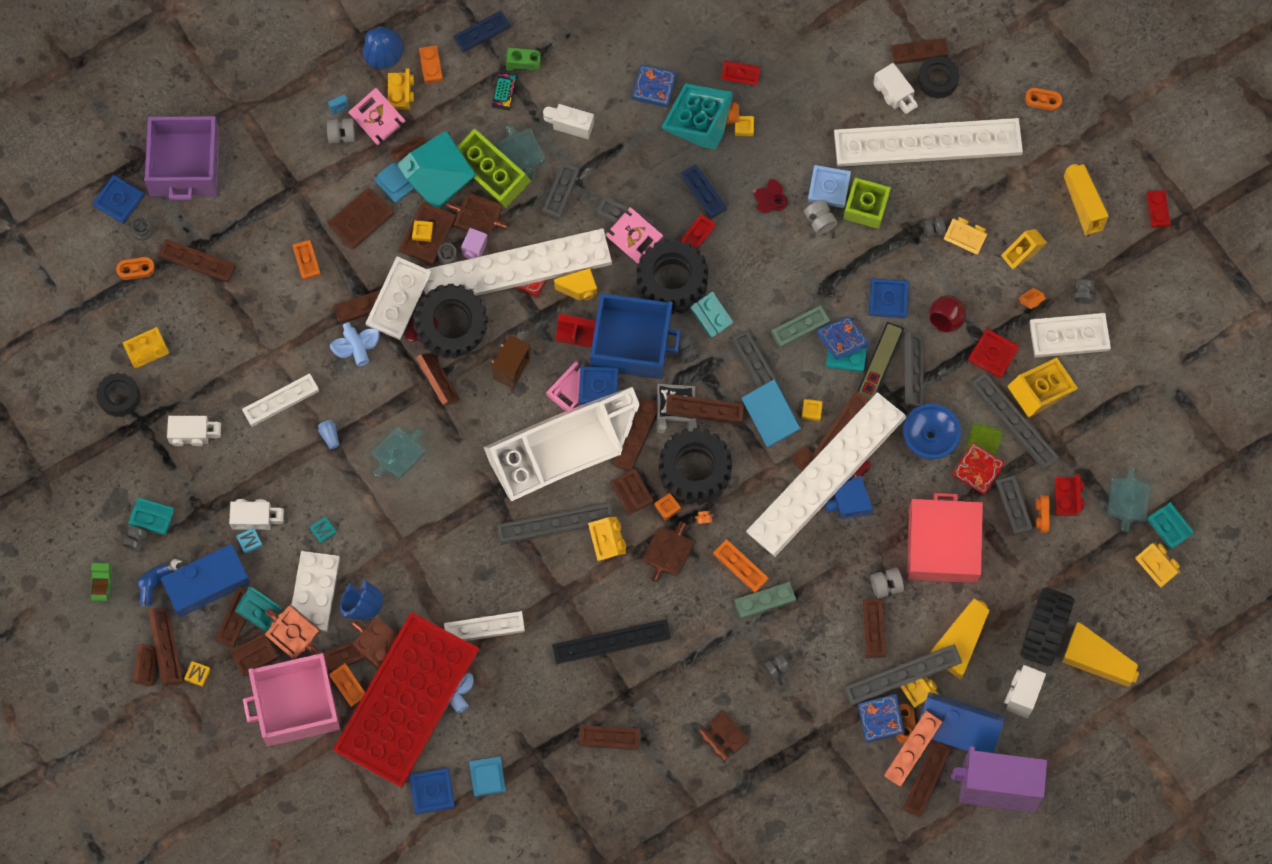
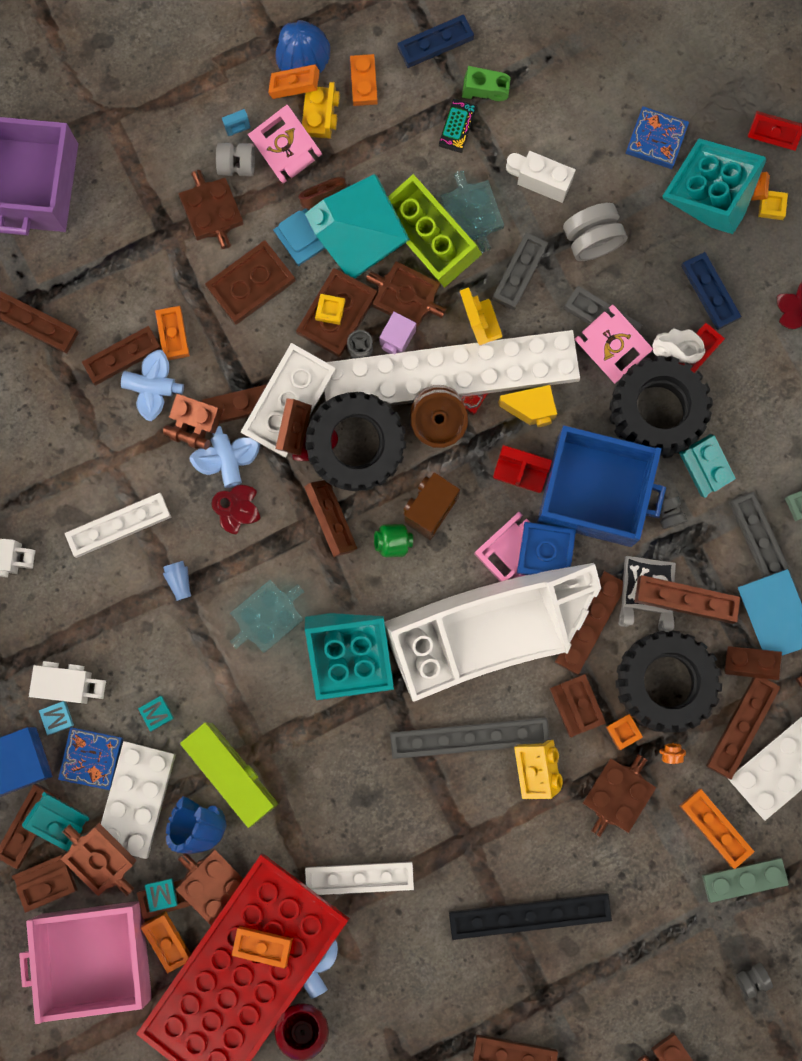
camera: 10 degrees right, 10 degrees up
(270, 279) = (121, 355): none -> copper plate
(277, 566) = (90, 758): none -> blue tile
(295, 298) = (151, 384): none -> light blue plant
(325, 168) = (211, 209): none -> copper plate
(330, 315) = (193, 413): none -> plate
(341, 651) = (161, 895): none -> teal tile
(370, 379) = (239, 510): none -> dark red plate
(378, 71) = (294, 81): none -> orange plate
(383, 561) = (229, 774): none -> lime brick
(404, 314) = (293, 426): none -> copper plate
(418, 672) = (262, 947): none -> orange plate
(453, 731) = (289, 1028): none -> dark red helmet
(461, 473) = (348, 654): none -> teal slope
(485, 390) = (393, 540): none -> green head
(510, 286) = (430, 428): none -> reddish brown wheel
(535, 226) = (481, 317): none -> yellow bracket
(612, 157) = (595, 231): none -> light grey wheel
(682, 230) = (679, 344): none -> white hair
(753, 494) = (743, 727): none -> copper plate
(756, 448) = (753, 663): none -> copper plate

